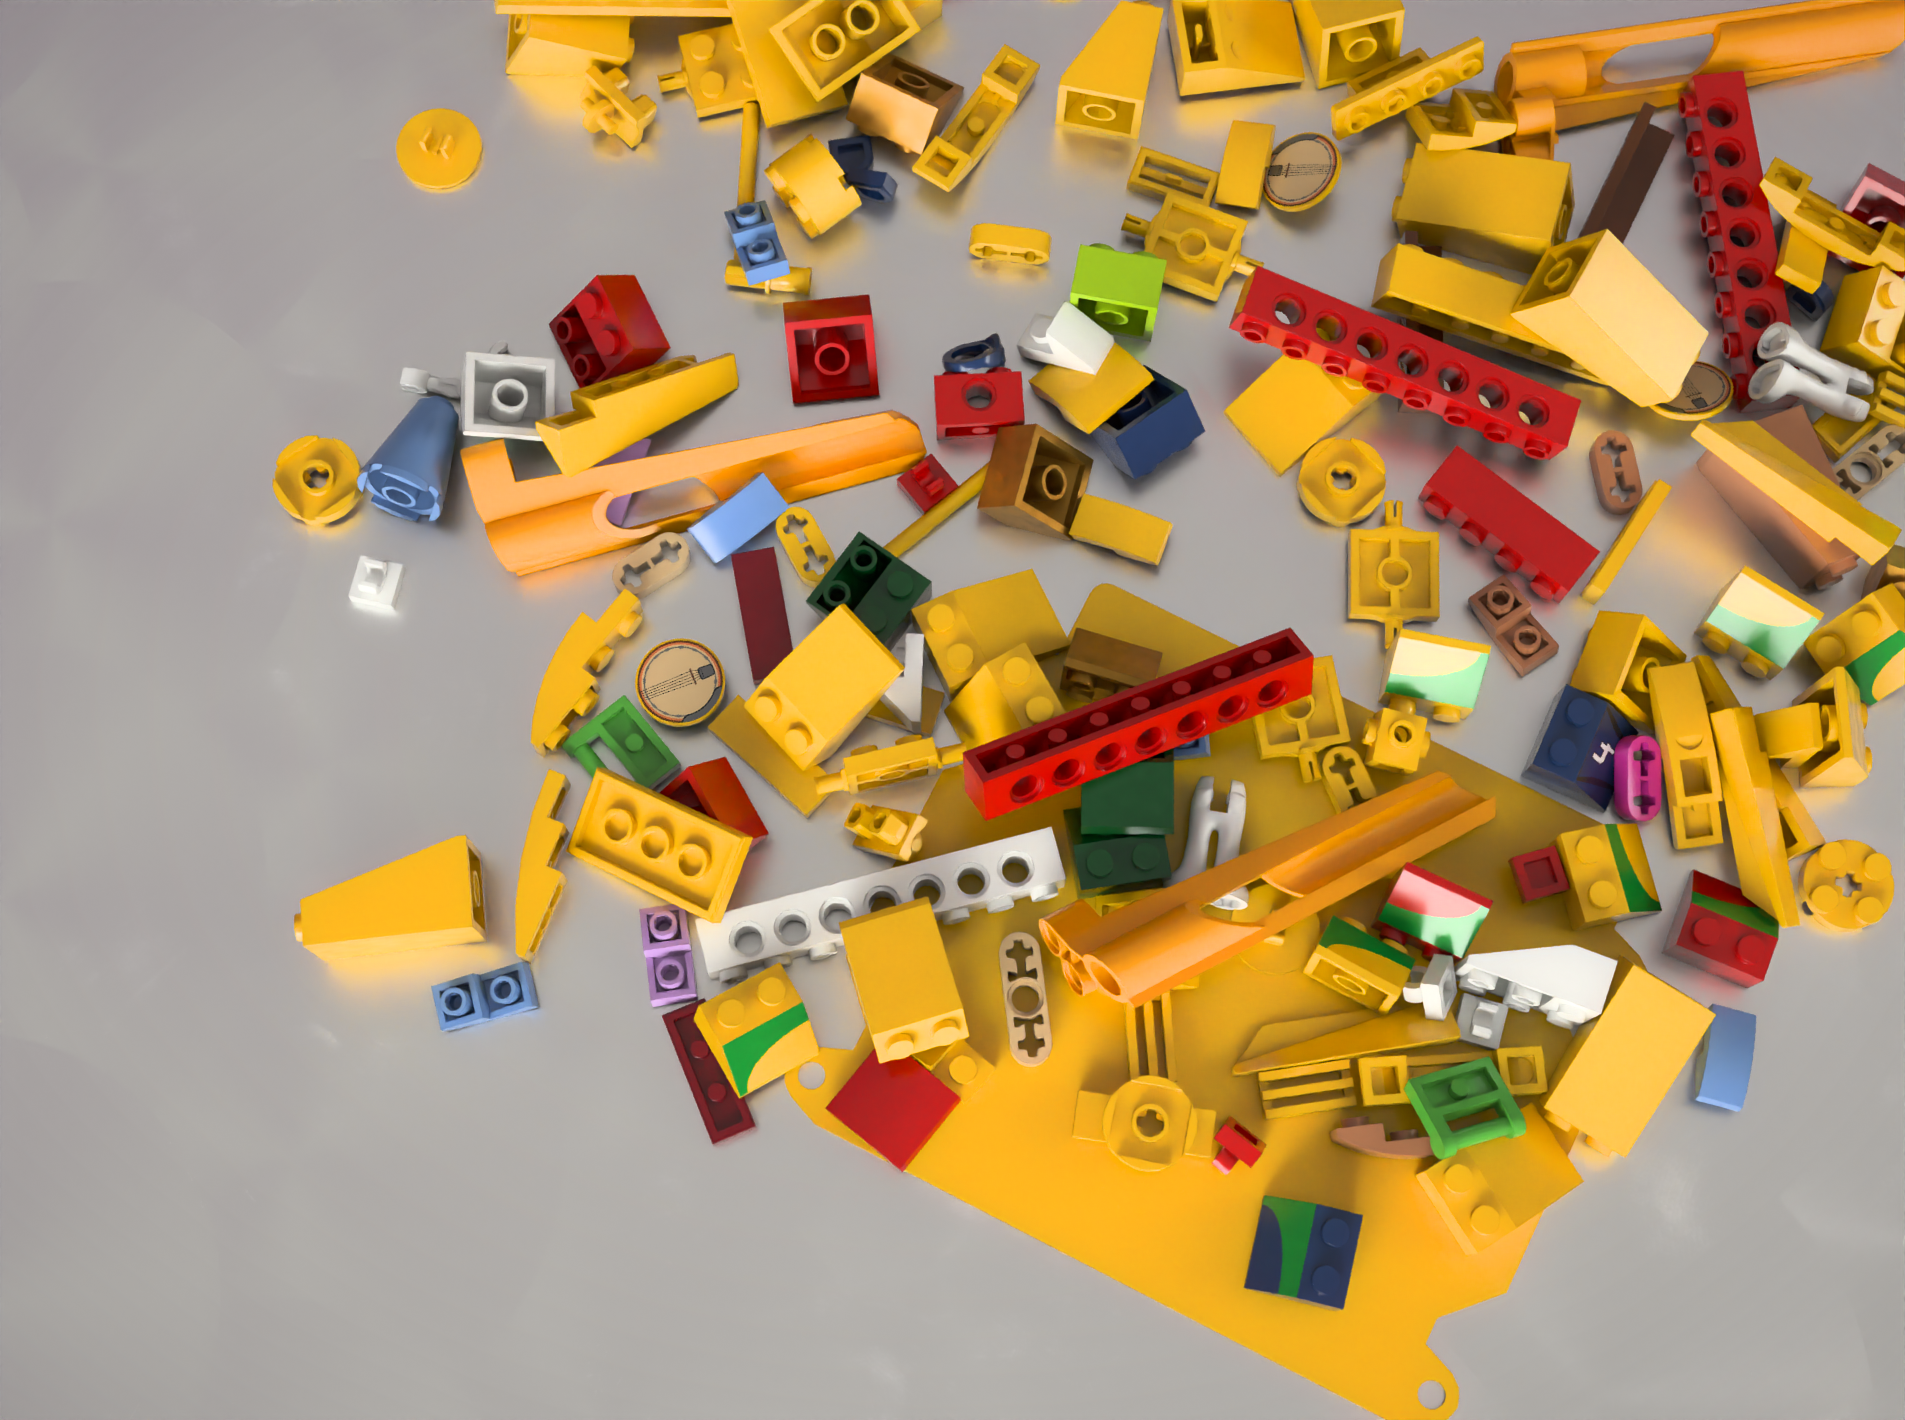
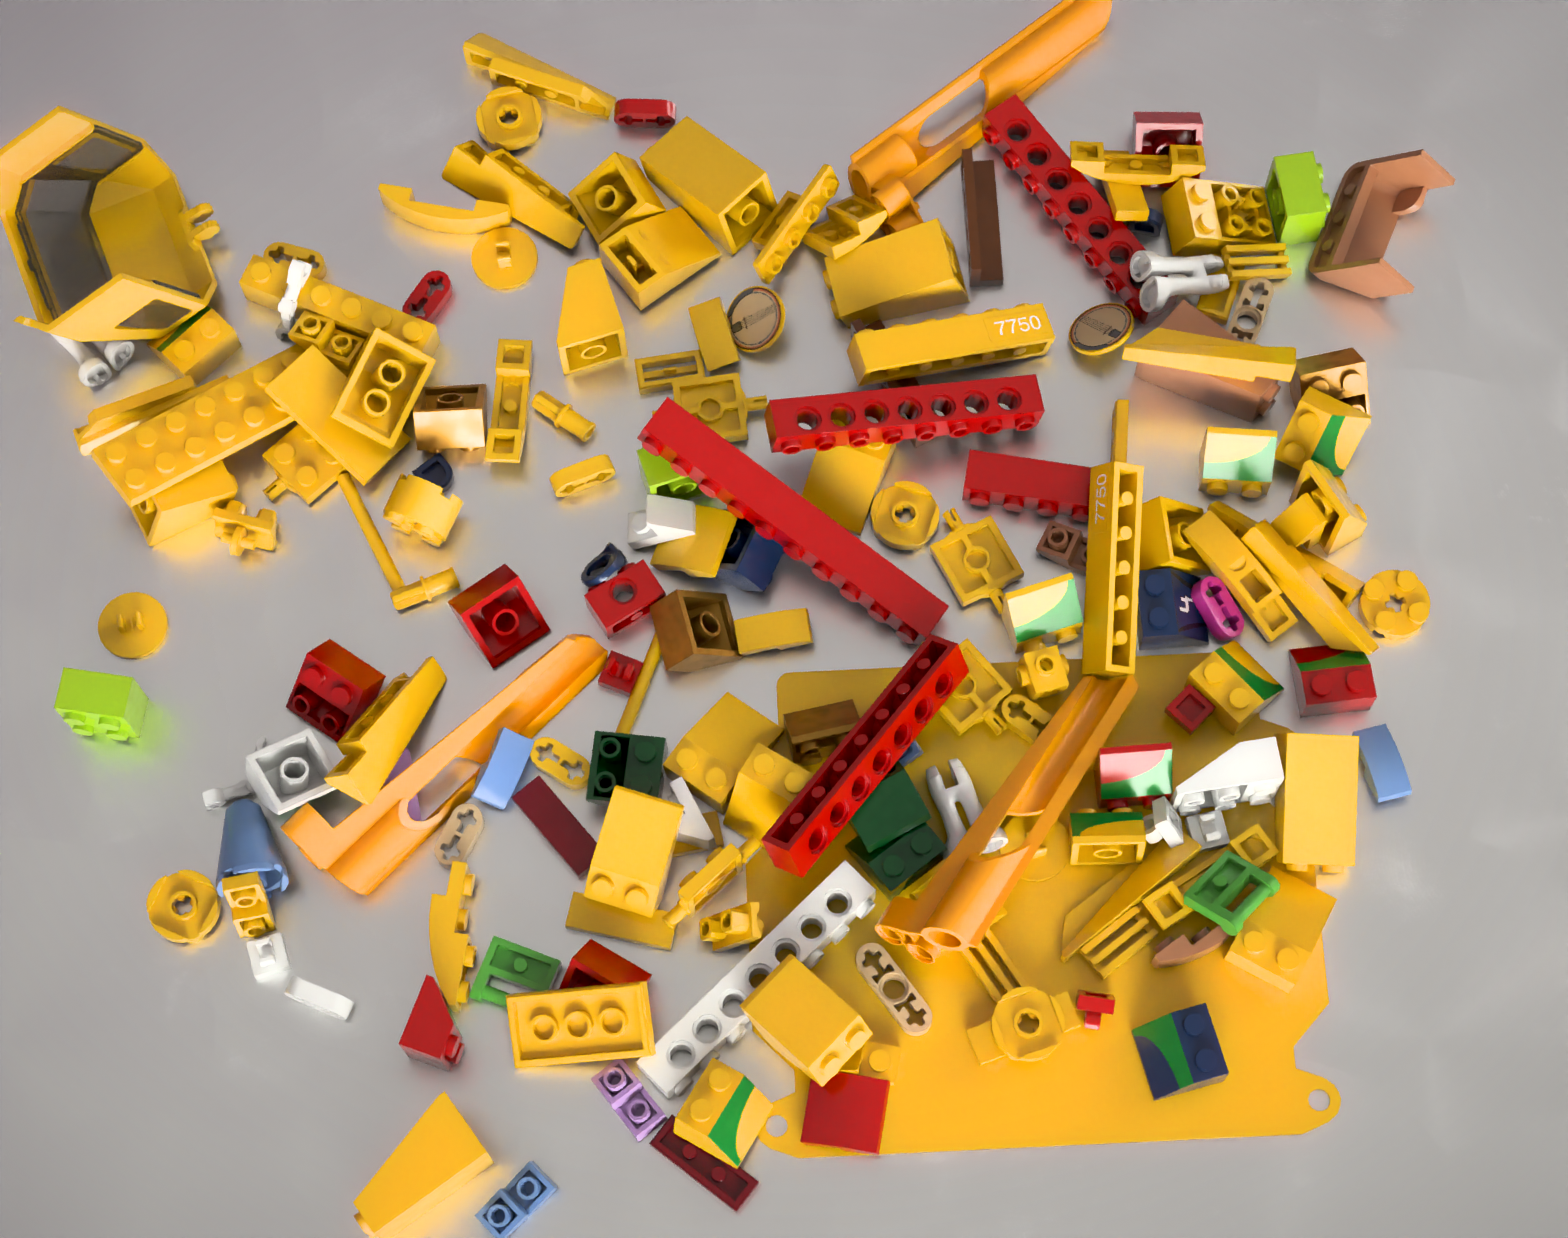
camera: 25 degrees left, 5 degrees down
(352, 212) = (101, 703): none -> lime brick
(384, 515) = (248, 904): none -> yellow slope
(402, 657) = (319, 997): none -> white beam
(499, 758) = (431, 1029): none -> red slope
(538, 881) = (509, 1098): yellow slope -> none
(680, 682) = (528, 905): piece -> none
(757, 242) = (404, 569): medium blue slope -> none
(872, 184) = (462, 485): dark blue tile -> none
(1027, 167) = (563, 415): none -> yellow axle
(1206, 417) = (792, 522): none -> red brick
(1541, 668) = (1112, 570): none -> yellow brick
(1611, 318) = (1024, 308): yellow slope -> none
(1625, 470) = (1091, 406): nougat beam -> none

